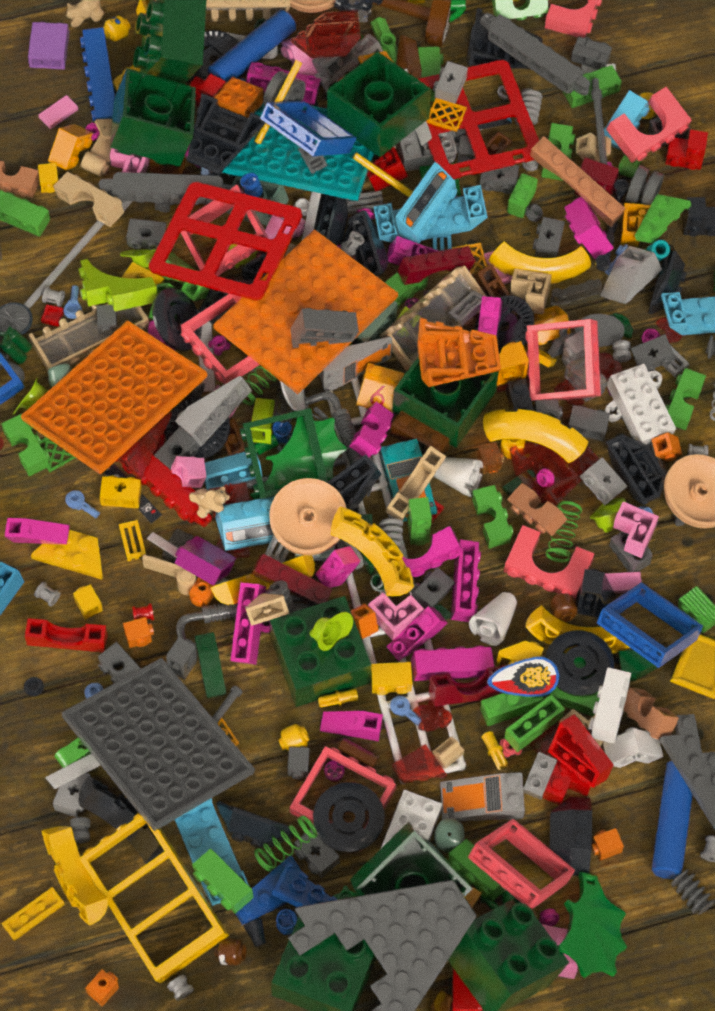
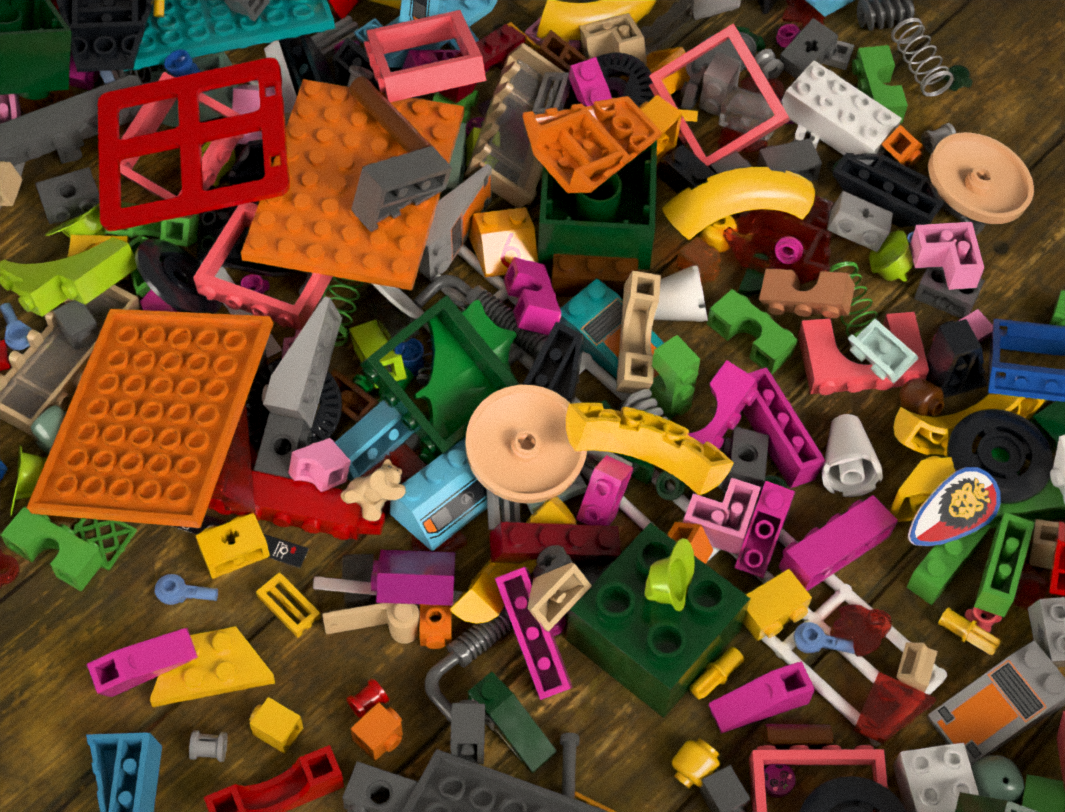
camera: 30 degrees left, 5 degrees down
(345, 280) = (387, 115): none -> reddish brown piece
(392, 268) = (428, 77): none -> coral window
(446, 691) = (860, 583): dark red arch -> none
(552, 567) = (883, 350): none -> light aqua bracket

